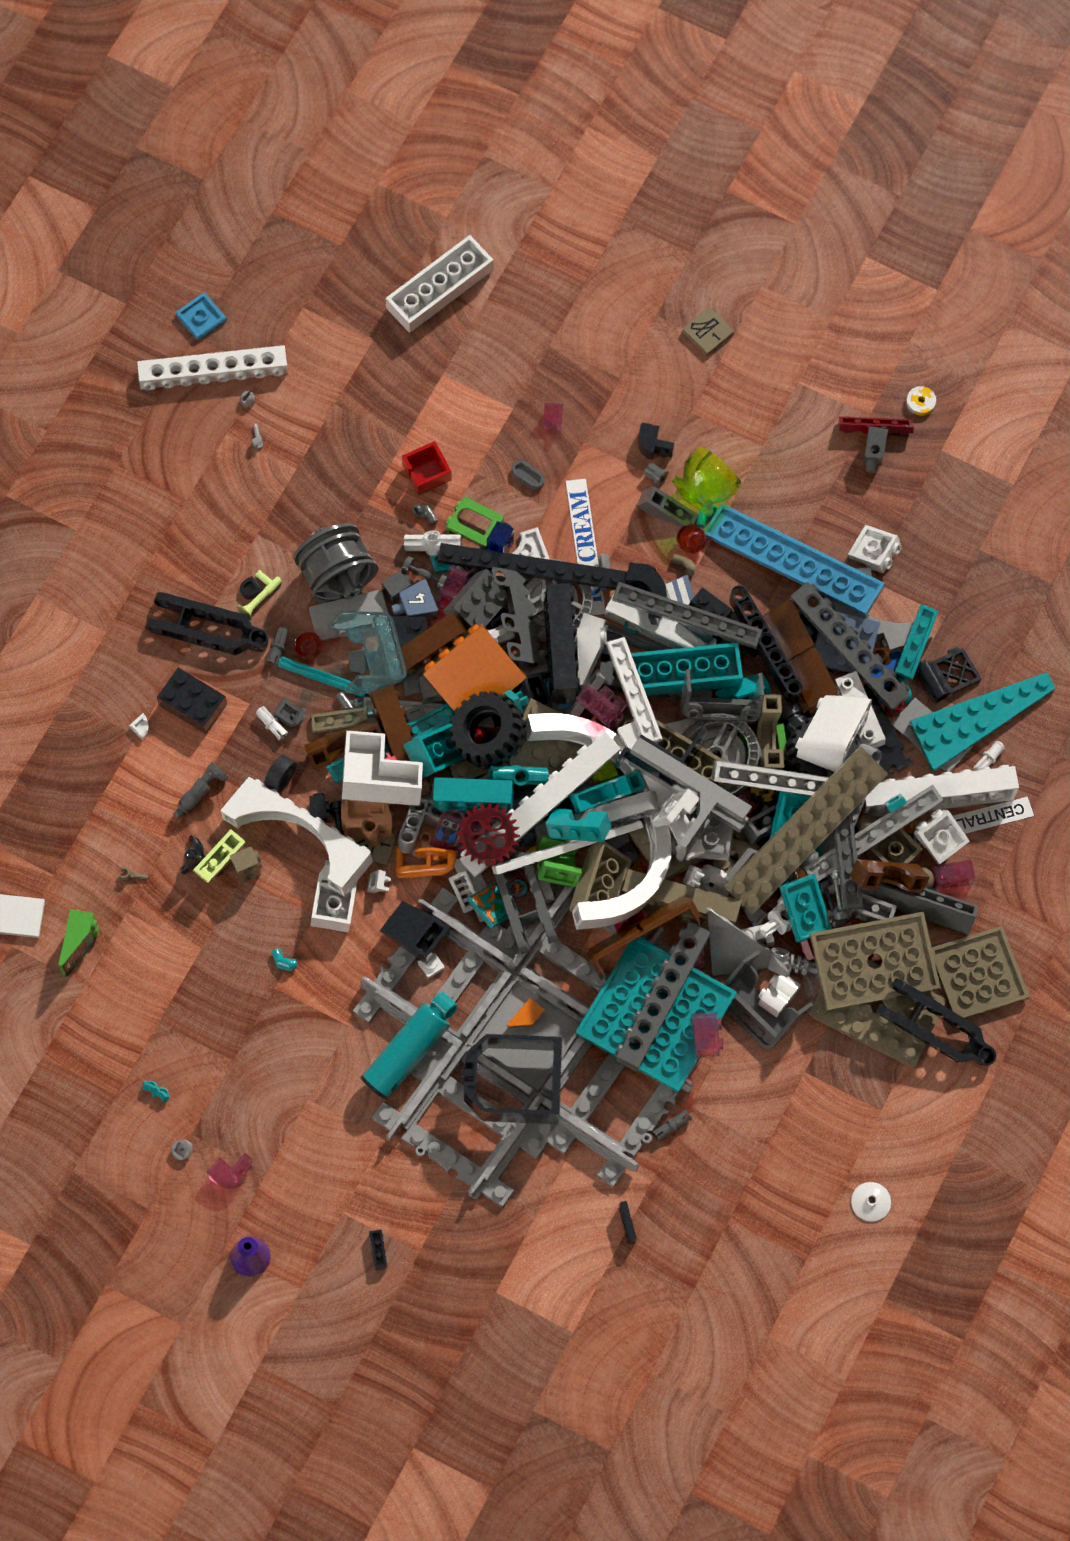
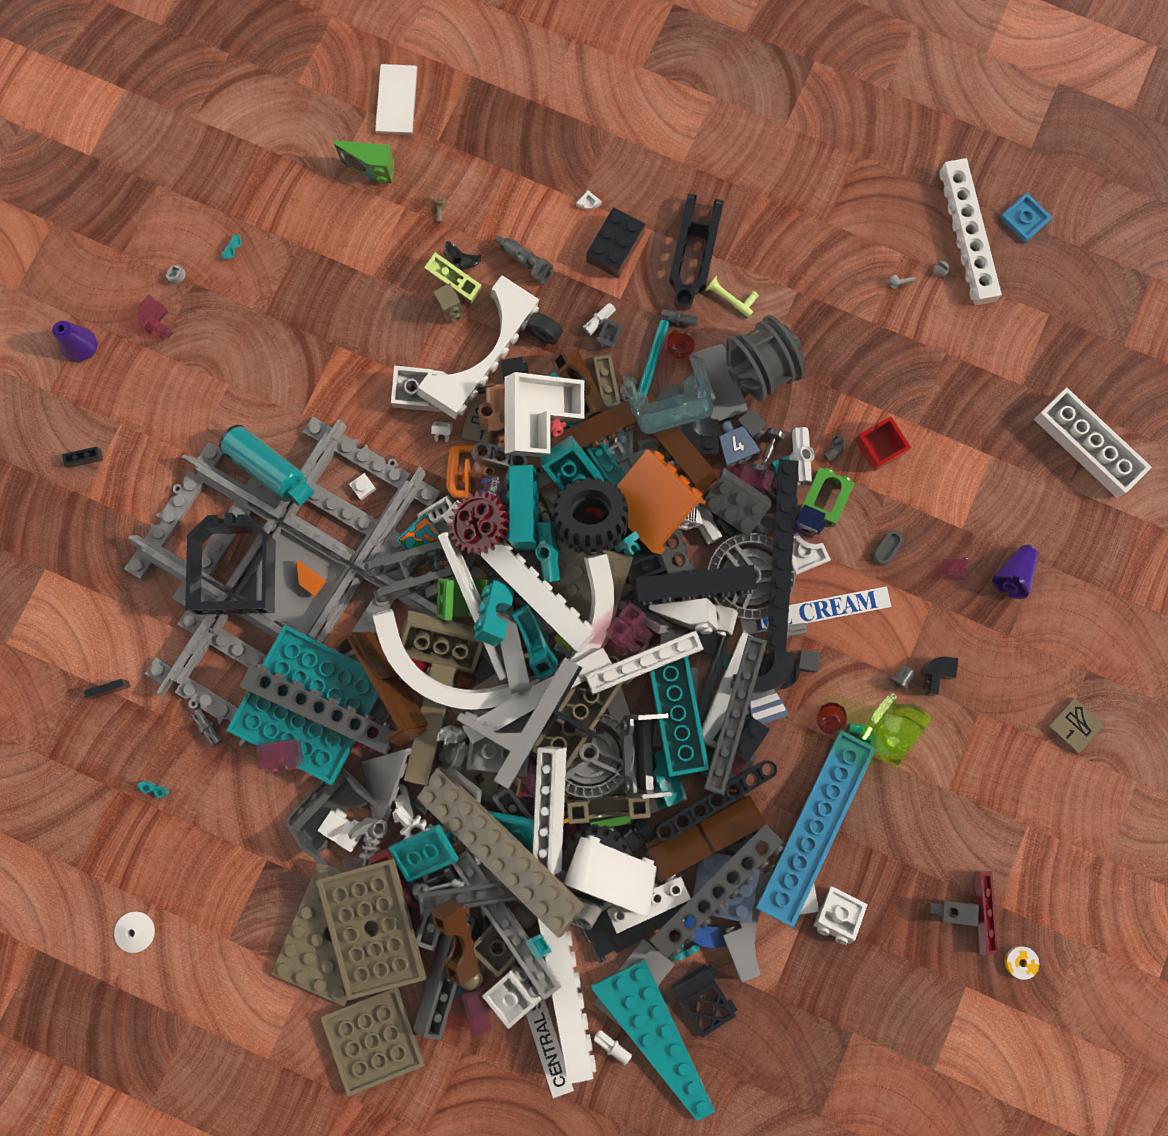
camera: 90 degrees right, 10 degrees up
(249, 588) = (739, 288): black tile -> none
(282, 962) = (358, 349): teal arm -> none
(415, 931) = (387, 465): black slope -> none
(523, 608) = (713, 547): dark grey piece -> none
(562, 362) = (1017, 573): none -> dark purple cone
(634, 554) = (809, 660): none -> dark grey tile
(665, 507) = (864, 691): dark grey slope -> none
(677, 805) = (512, 710): white plate -> none
(689, 566) = (805, 715): dark tan arm -> none
(729, 1185) = (147, 787): none -> teal piece
(885, 652) = (716, 931): reddish brown plate -> none
(916, 642) = (733, 964): teal tile -> none
(975, 1049) = (286, 1037): black piece -> none

